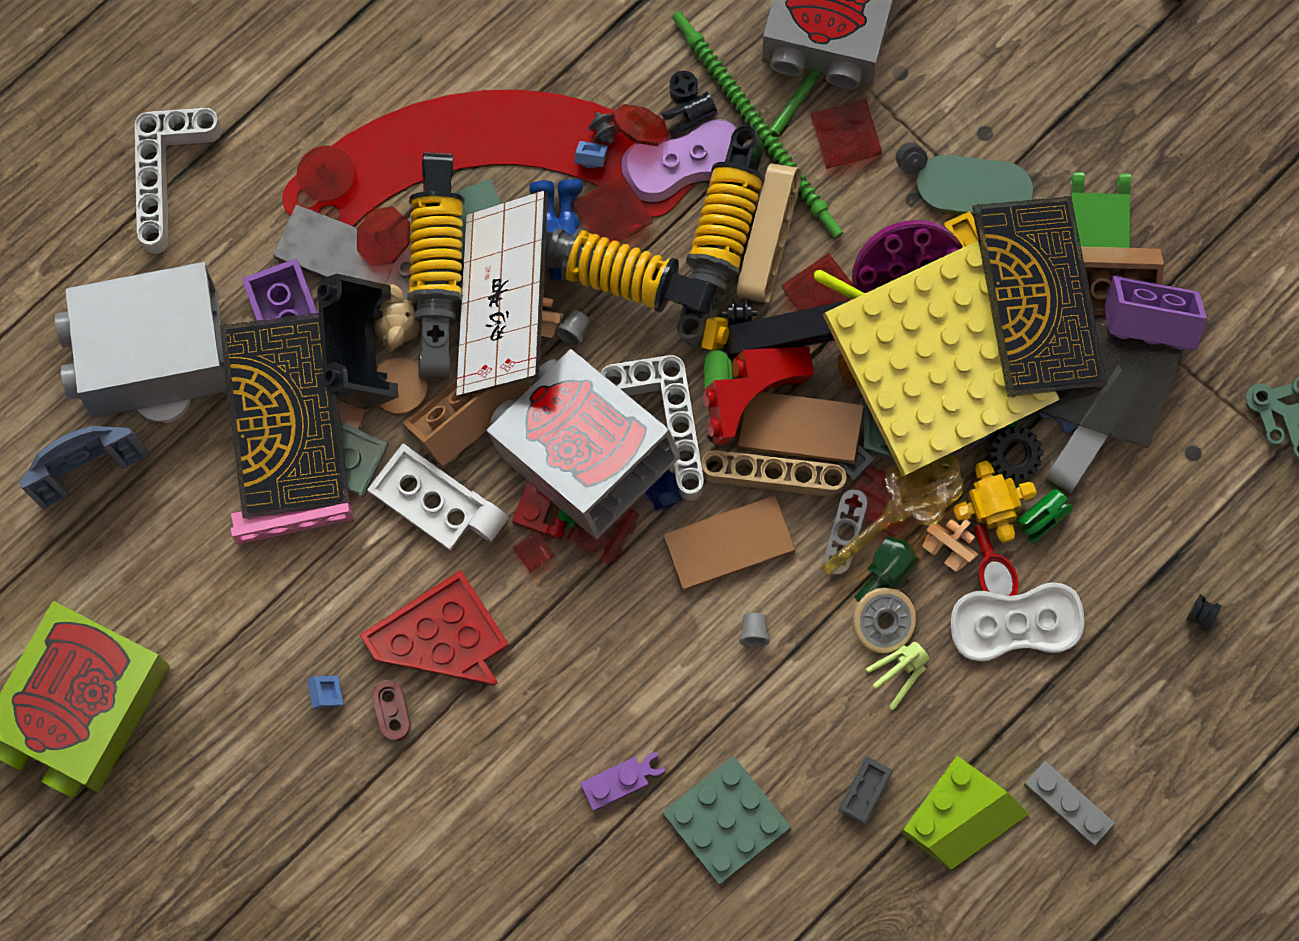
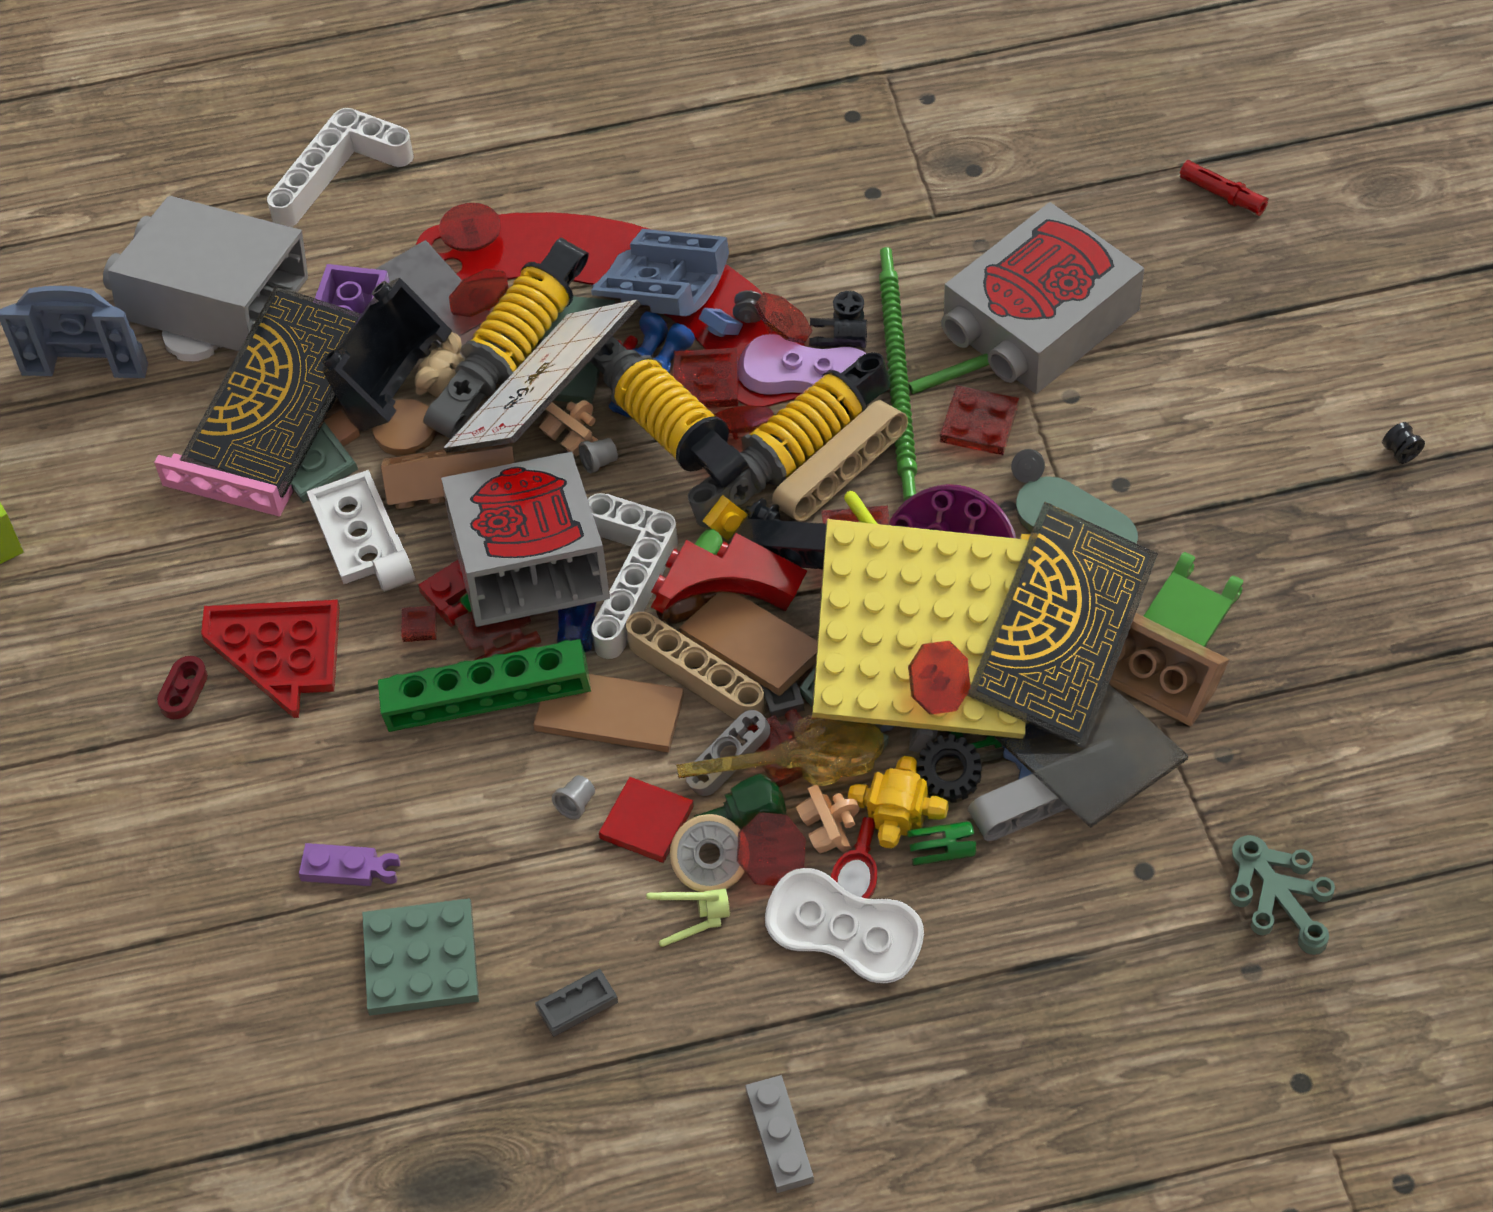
camera: 30 degrees right, 20 degrees down
(325, 691) = (136, 639): medium blue plate -> none
(516, 136) = (666, 271): none -> sand blue slope
(645, 577) = (500, 691): none -> green brick
(667, 235) = (744, 418): none -> clear red piece
(817, 617) = (645, 819): none -> red tile
(928, 592) = (770, 848): none -> clear red piece
(962, 815) = (655, 1077): lime wedge -> none
(986, 398) = (939, 677): none -> clear red piece
(1155, 313) = (1179, 706): medium lavender brick -> none
(1203, 612) = (1049, 1021): black wheel -> none

